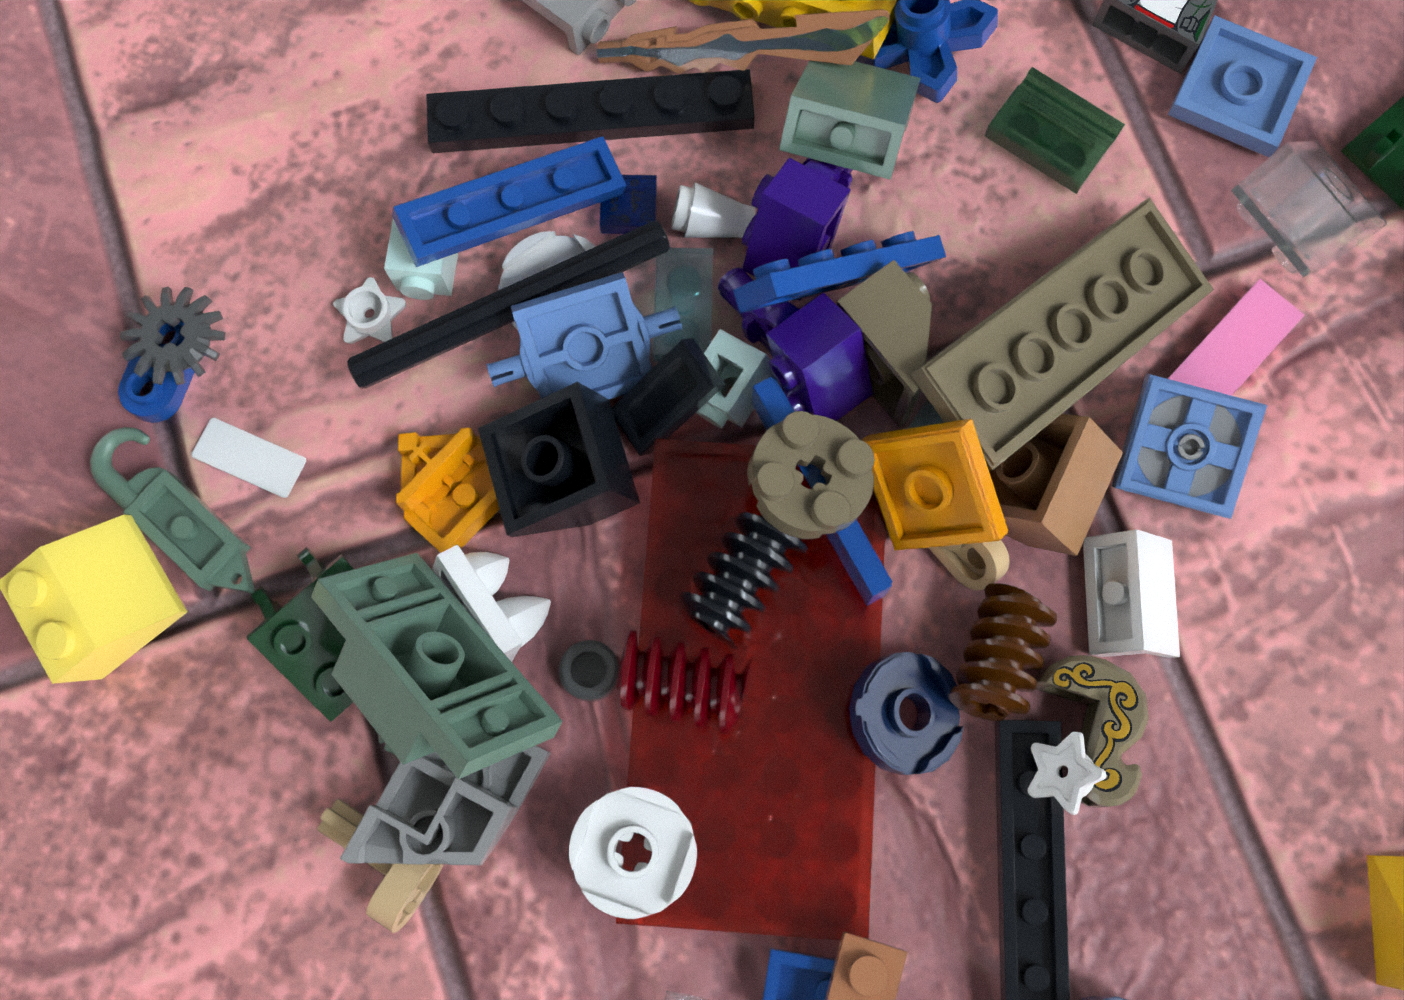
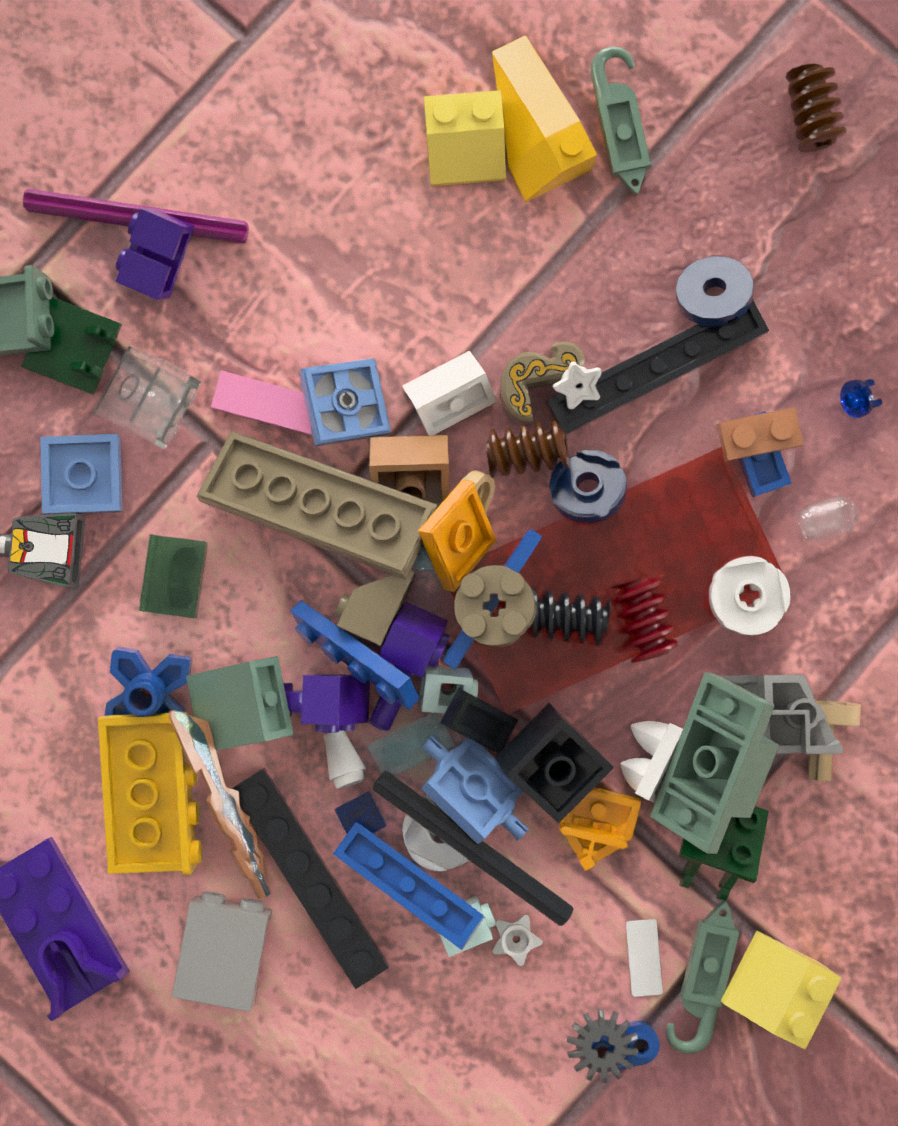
camera: 125 degrees left, 10 degrees up
(589, 670) = (659, 678): dark grey tile -> none

